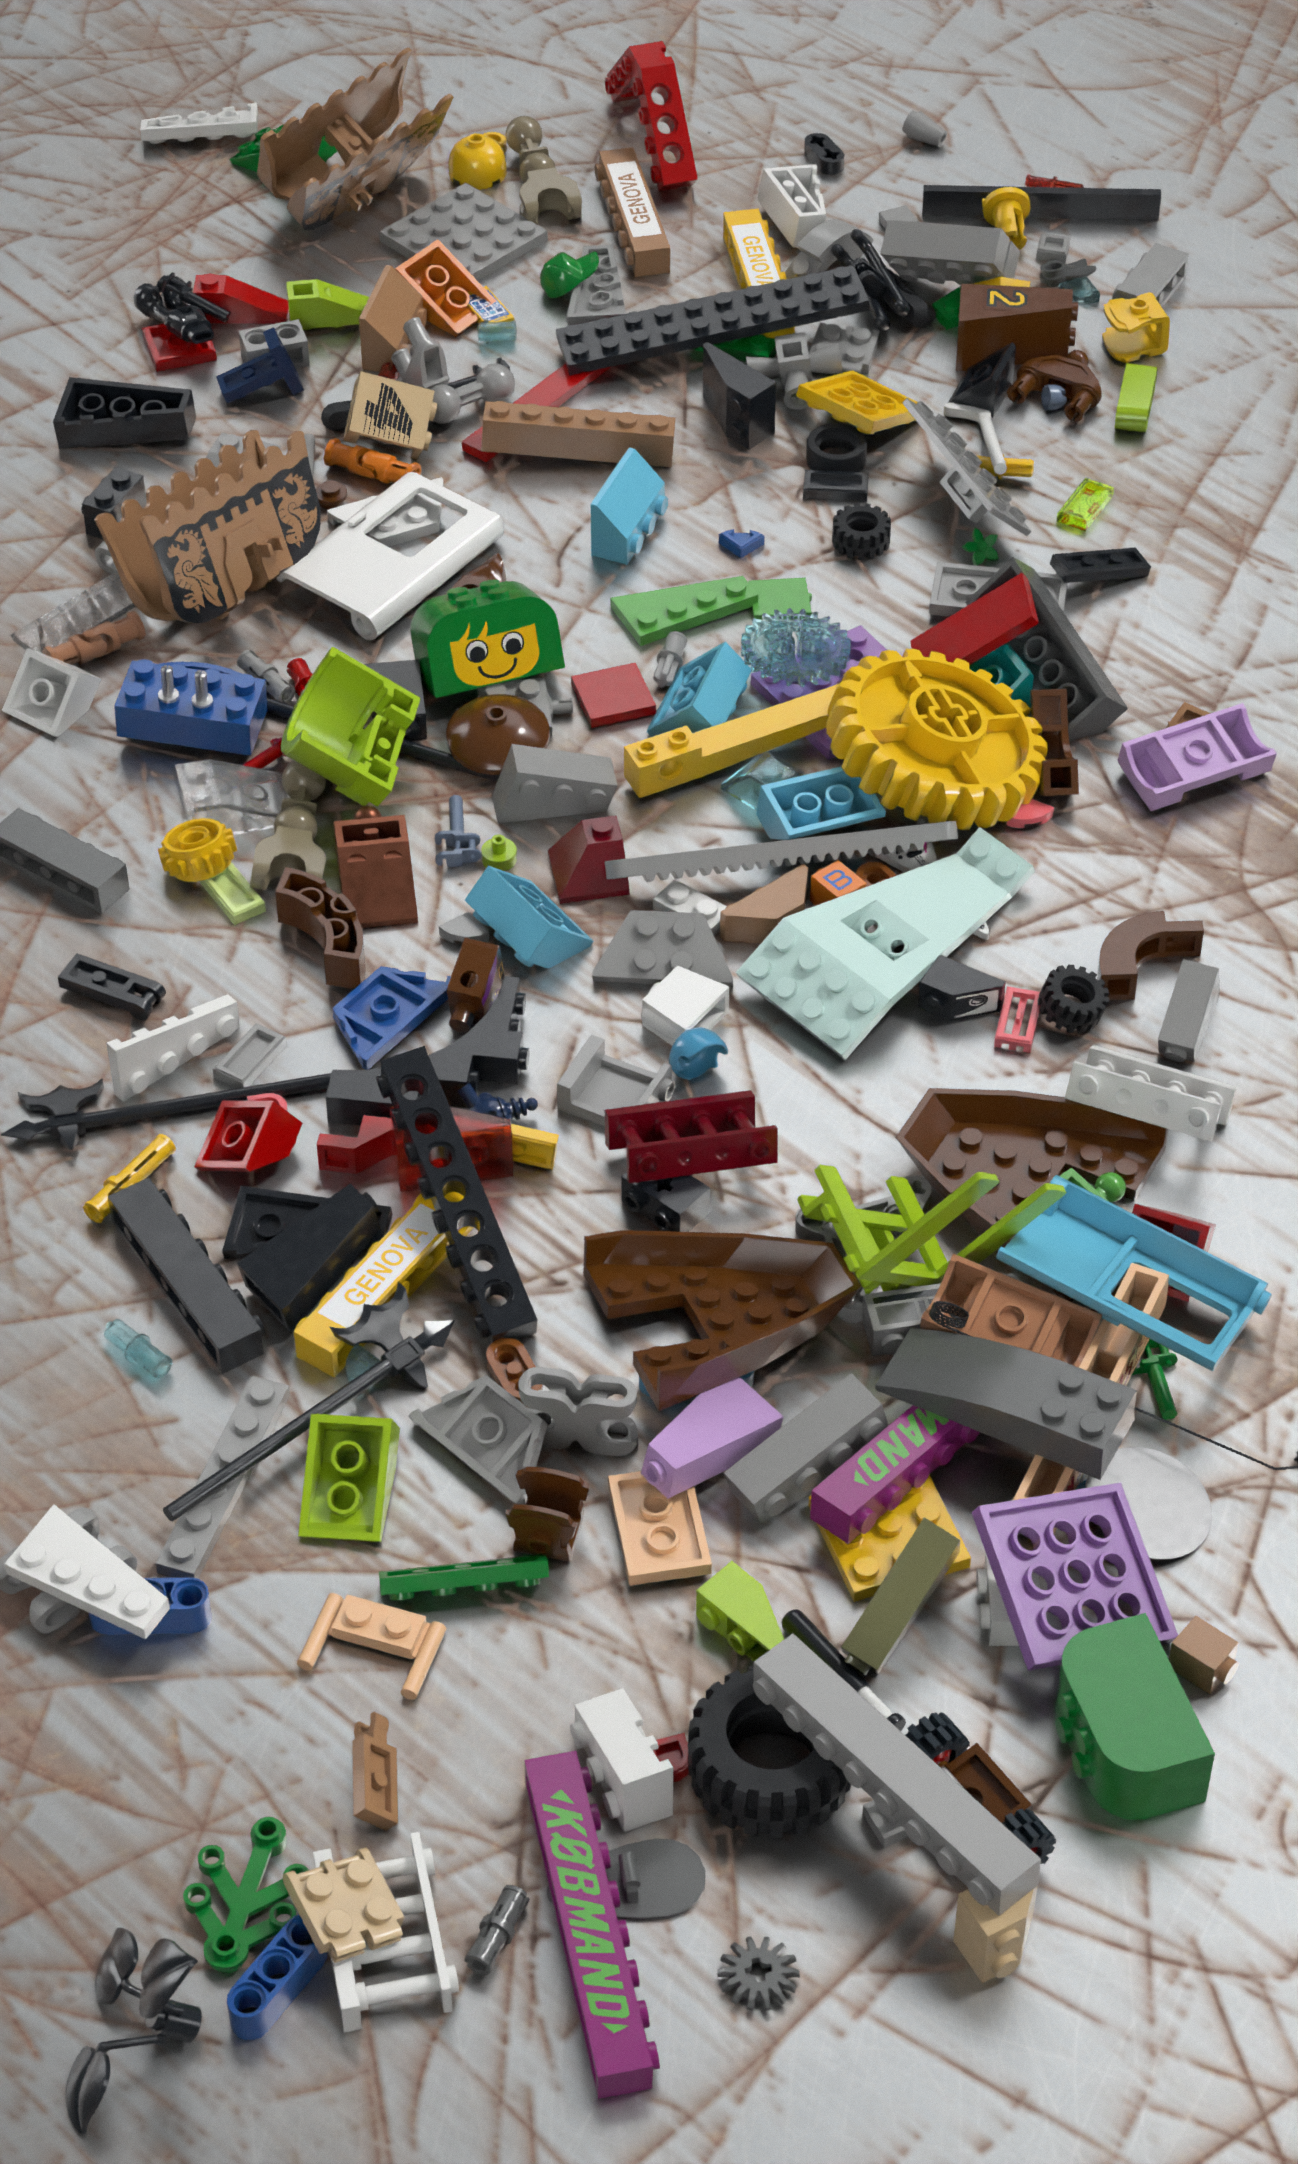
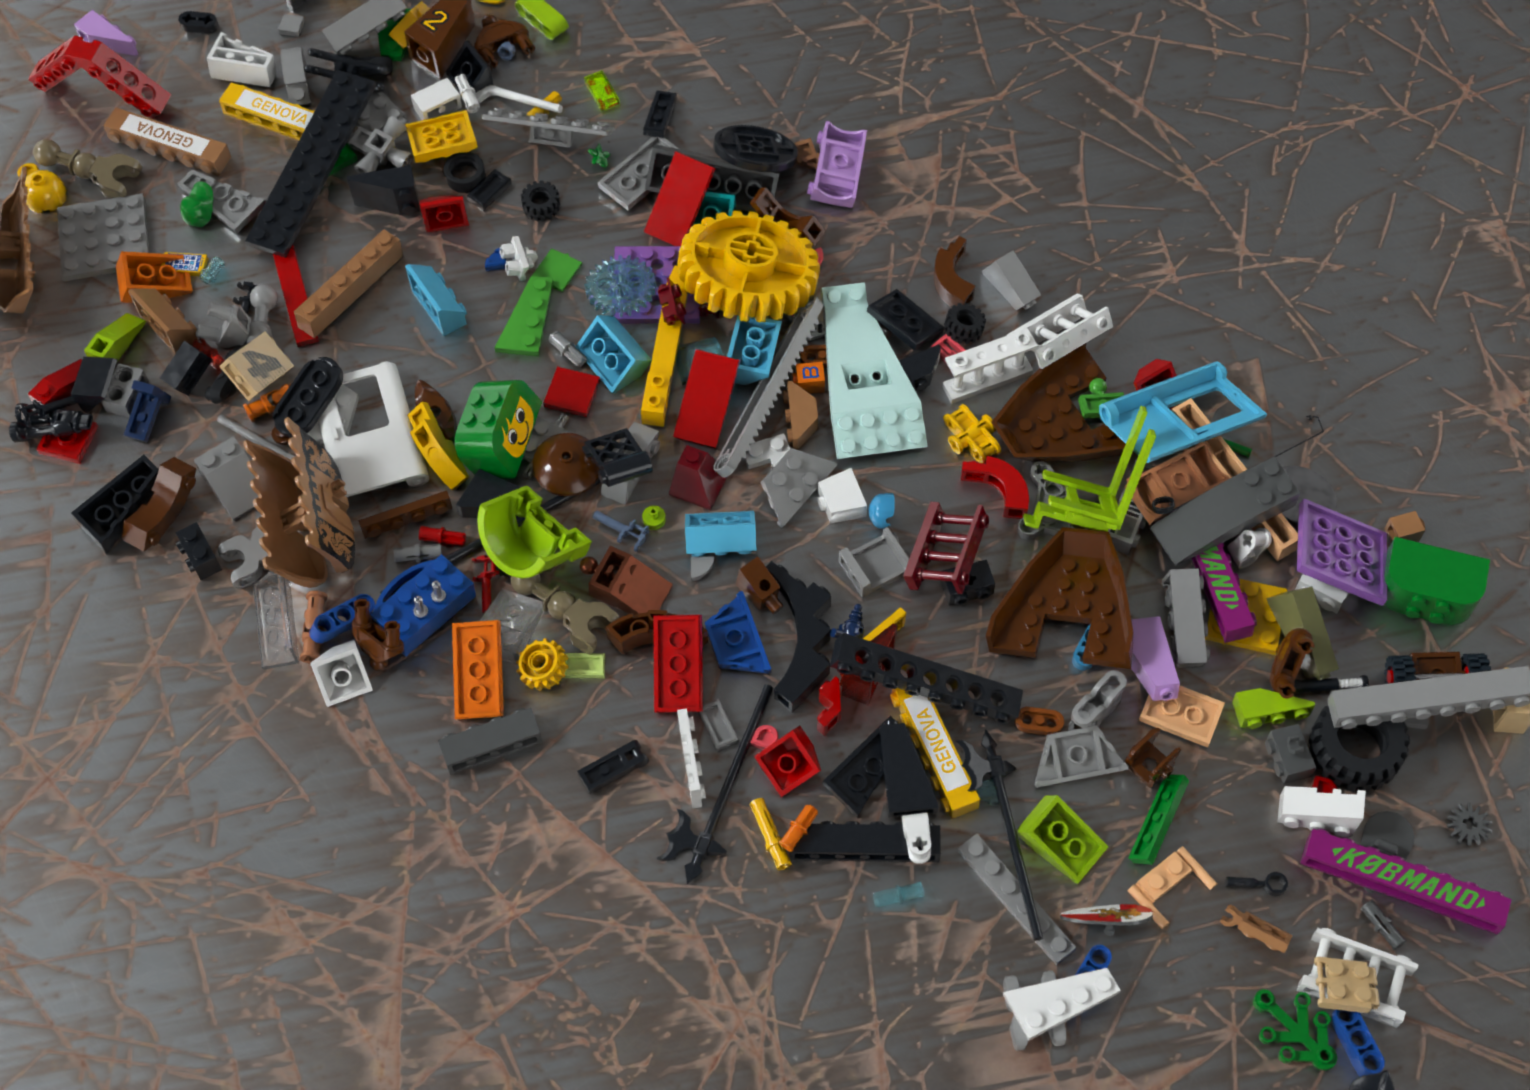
camera: 55 degrees left, 15 degrees up
(103, 691) = (373, 639): none -> reddish brown connector
(108, 638) = (333, 624): none -> blue beam
(140, 793) = (477, 669): none -> orange tile
(142, 1182) = (798, 828): none -> orange axle
(148, 451) = (170, 493): none -> reddish brown brick
(221, 1300) = (917, 833): none -> white piece
(253, 310) = (93, 381): none -> black slope
(262, 1584) = (1109, 916): none -> shield
(292, 960) = (678, 663): none -> red tile
(299, 634) = (405, 514): none -> reddish brown plate
(337, 373) = (186, 368): none -> black hinge
(386, 475) = (309, 395): none -> black tile
(397, 638) = (435, 448): none -> yellow slope
(450, 1739) = (1252, 883): none -> black piece
(515, 757) = (623, 466): none -> black piece
(680, 1683) = (1290, 754): none -> dark grey brick
(704, 801) = (706, 398): none -> red tile
(728, 95) = (98, 28): none -> lavender slope
(749, 455) = (443, 212): none -> red slope
(759, 555) = (521, 258): none -> white hips
(809, 698) = (671, 295): none -> dark red hinge
(839, 1589) = (1289, 660): none -> reddish brown connector
(864, 1139) = (1005, 479): none -> red arch
(902, 1089) = (971, 434): none -> yellow axle
(914, 375) = (436, 100): none -> white brick
(948, 391) = (467, 94): none -> white axle
(992, 1471) = (1249, 546): none -> white piece
(994, 1057) = (989, 366): none -> white fence
(1021, 939) = (905, 319): none -> black tile
(1131, 664) = (755, 148): none -> black plate

